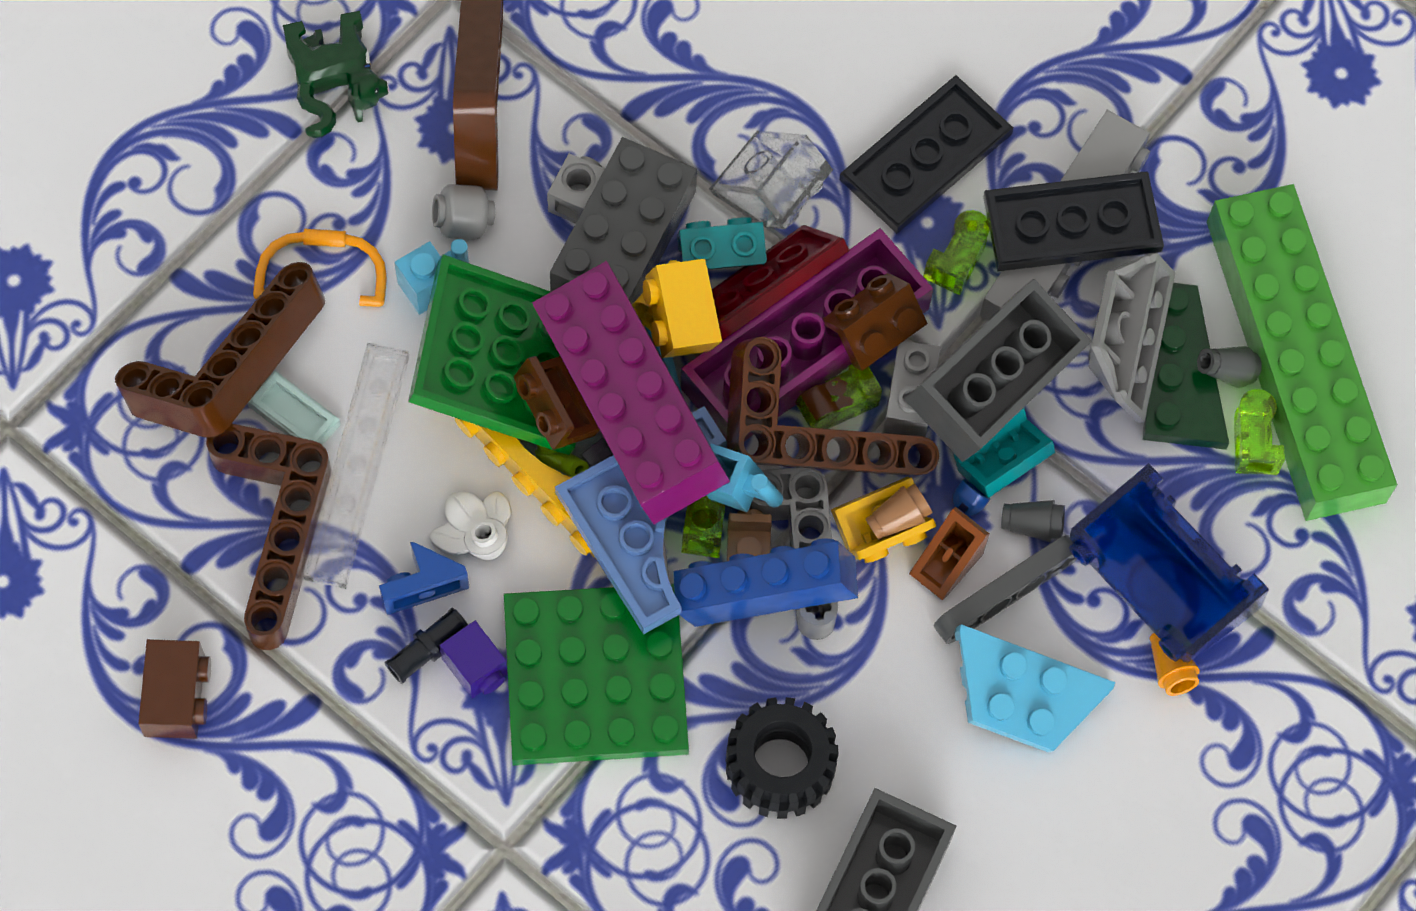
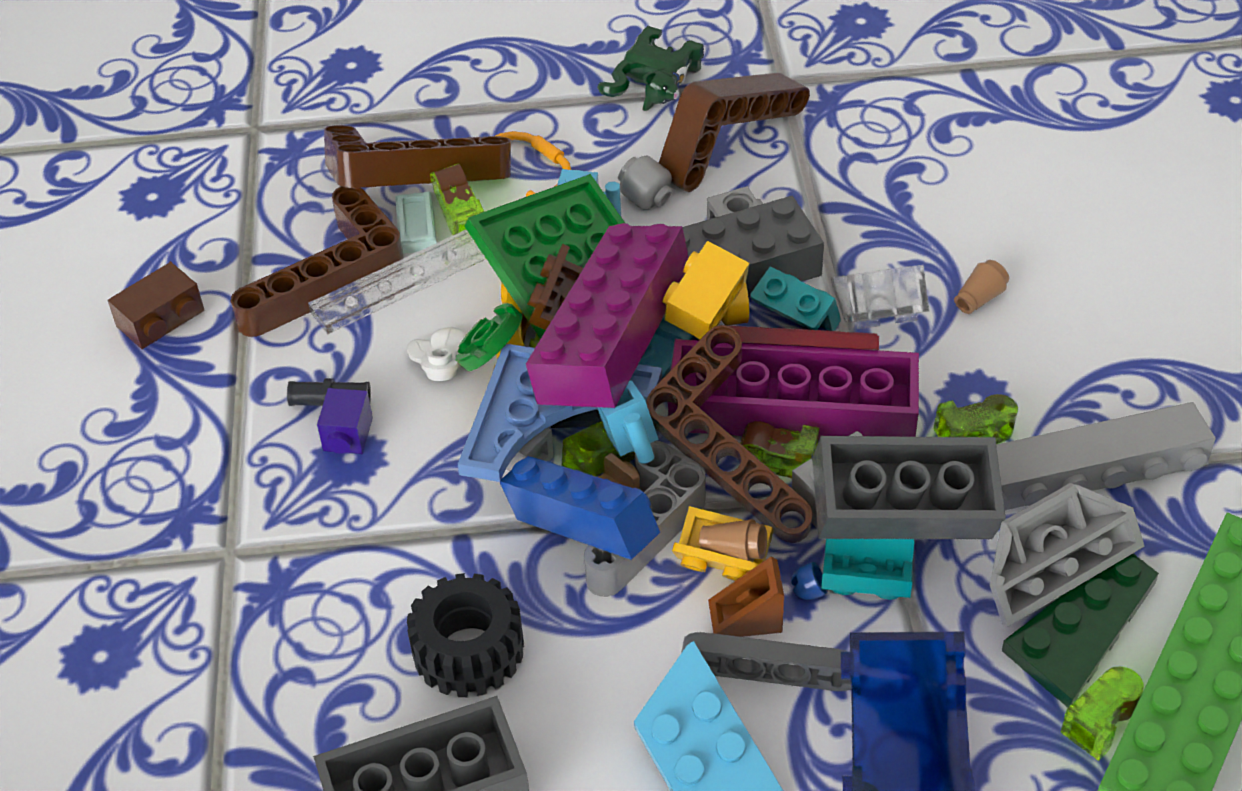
camera: 50 degrees right, 20 degrees down
(321, 364) = (455, 196): none -> leg
(435, 579) = (370, 358): blue slope -> none
(543, 488) = (488, 337): none -> green tile
(591, 680) = (404, 498): green plate -> none
(843, 106) = (983, 285): none -> medium nougat cone
(876, 319) = (849, 401): reddish brown bracket -> none
(926, 154) = (1019, 355): black tile -> none
(1035, 519) = (838, 625): dark grey cone -> none
(1073, 221) = (1085, 448): black tile -> none
(1231, 365) = (1128, 641): dark grey cone -> none

